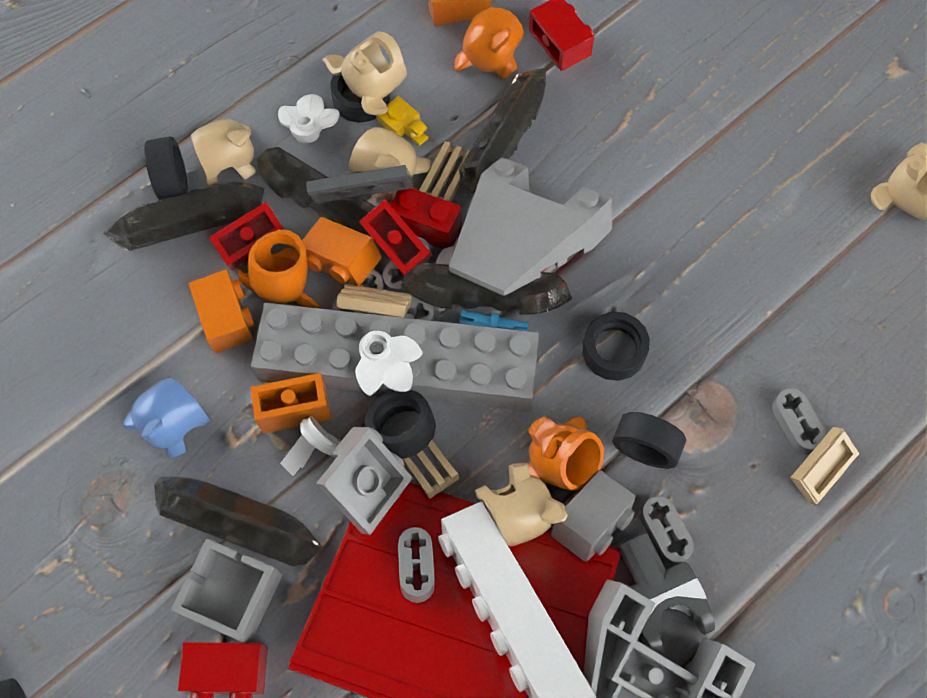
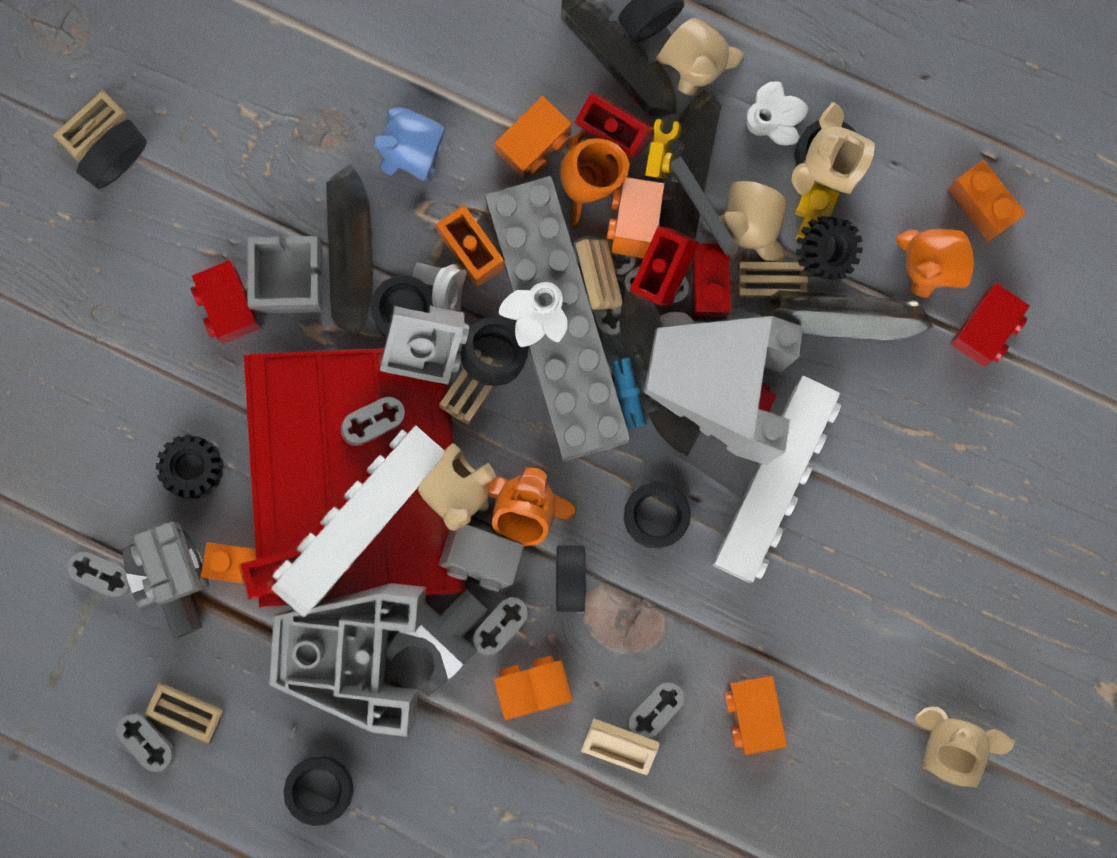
camera: 60 degrees right, 15 degrees up
(290, 494) = (391, 285): none -> black tyre
(297, 213) = (660, 151): none -> yellow plate
(442, 115) = (844, 253): none -> black tyre
(633, 242) = (774, 485): none -> white brick
(742, 523) = (532, 688): none -> orange brick
(833, 334) = (755, 715): none -> orange brick

